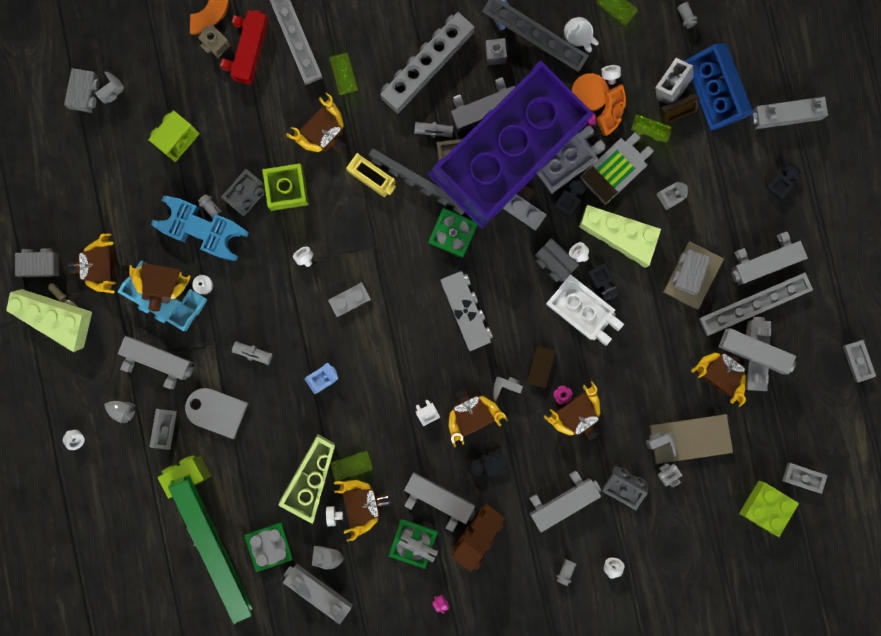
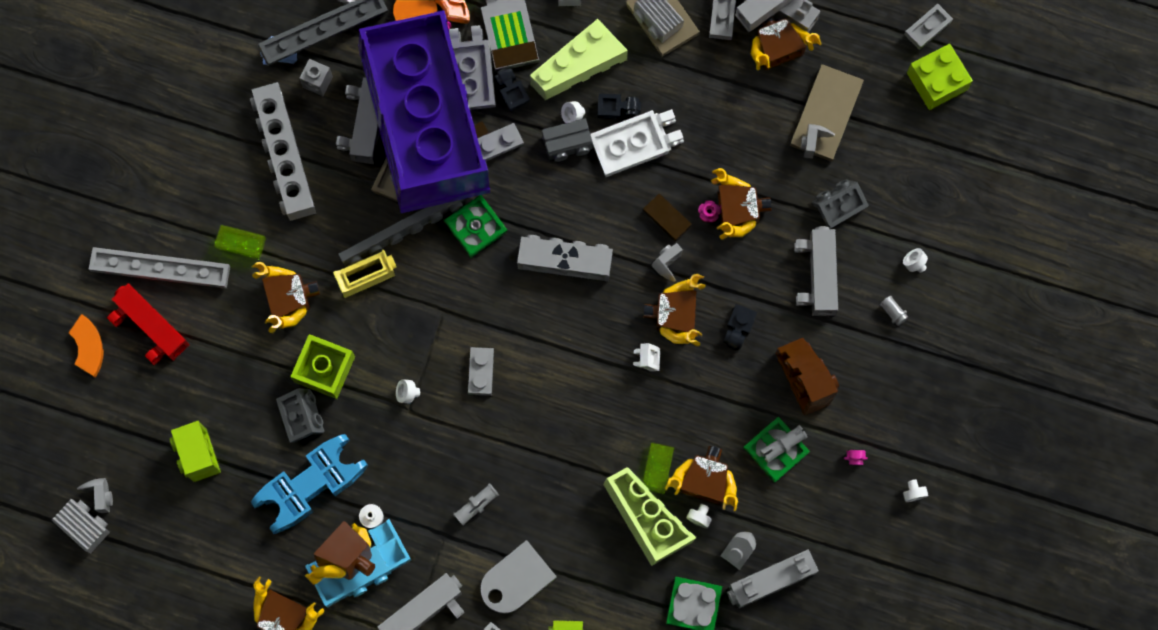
camera: 65 degrees left, 10 degrees down
(210, 207) = (292, 460): light grey pin -> none
(213, 41) = (119, 355): dark tan brick -> none
(321, 378) = (547, 444): light blue bracket -> none
(433, 129) = (356, 184): light grey pin -> none
(440, 498) = (744, 394): light grey brick -> none
(669, 475) = (851, 152): light grey gear -> none

